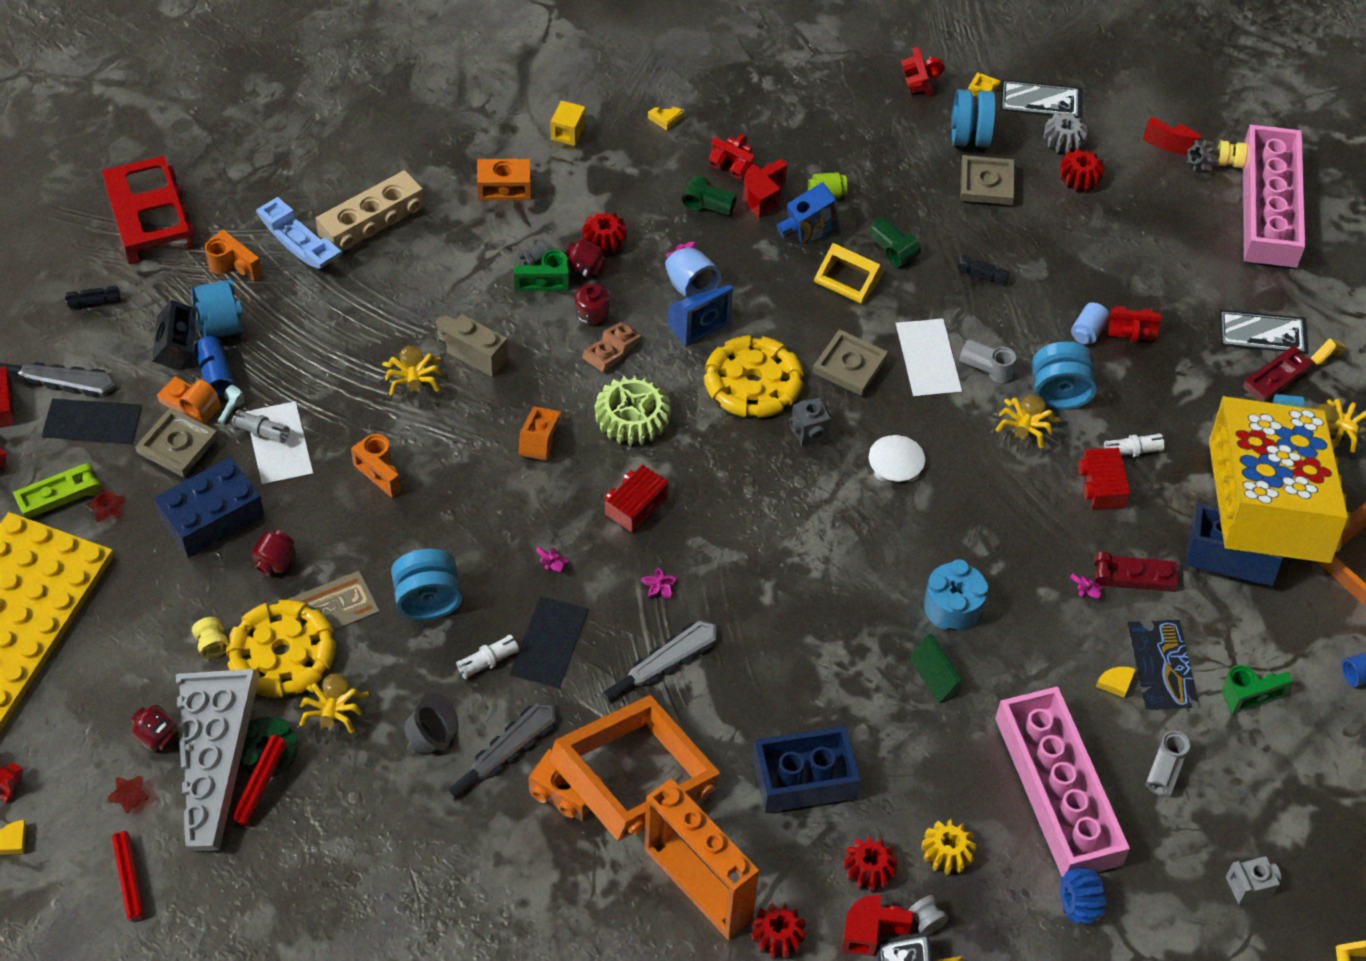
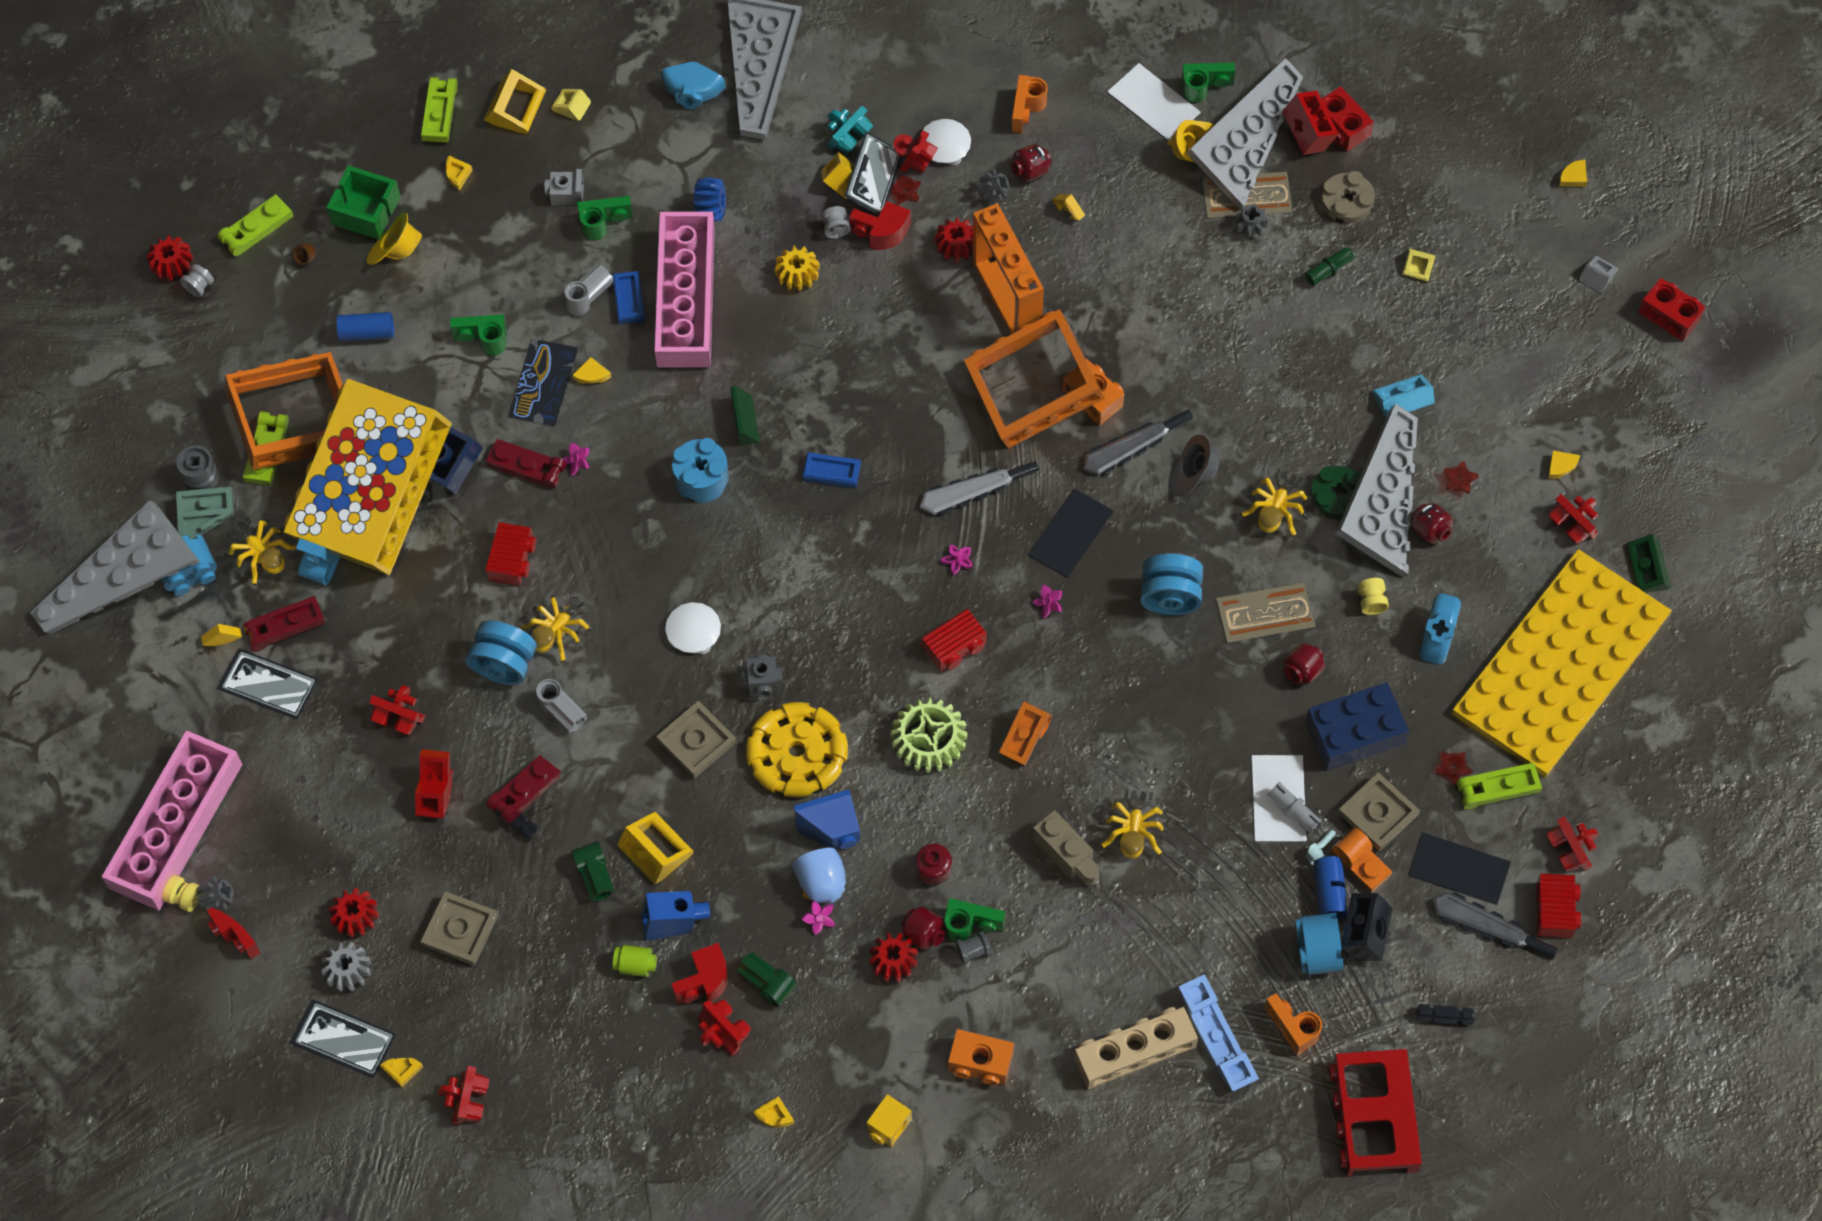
camera: 160 degrees left, 10 degrees up
(128, 876) = (1467, 411): red axle -> none
(133, 616) = (1440, 628): none -> dark azure piece
(206, 879) = (1408, 394): none -> medium azure slope
(259, 780) = (1348, 453): red axle -> none
(285, 632) = (1316, 560): yellow plate -> none
(377, 466) = (1191, 735): orange plate -> none
(487, 656) = (1130, 524): white pin -> none
(615, 344) = (926, 821): nougat slope -> none
(805, 769) = (890, 349): dark blue brick -> none
(822, 641) = (831, 470): none -> blue tile
(873, 853) = (865, 271): red gear -> none
(928, 357) = (613, 737): white sticker -> none
(971, 118) = (444, 994): dark azure wheel -> none
(985, 287) = (524, 789): none -> dark red plate
(1066, 269) = (434, 785): none -> red brick
(1090, 323) = (441, 721): light blue brick -> none
(1119, 775) = (629, 297): none -> blue tile
(1137, 445) = (463, 584): white pin -> none
(1194, 856) = (602, 211): none -> green plate

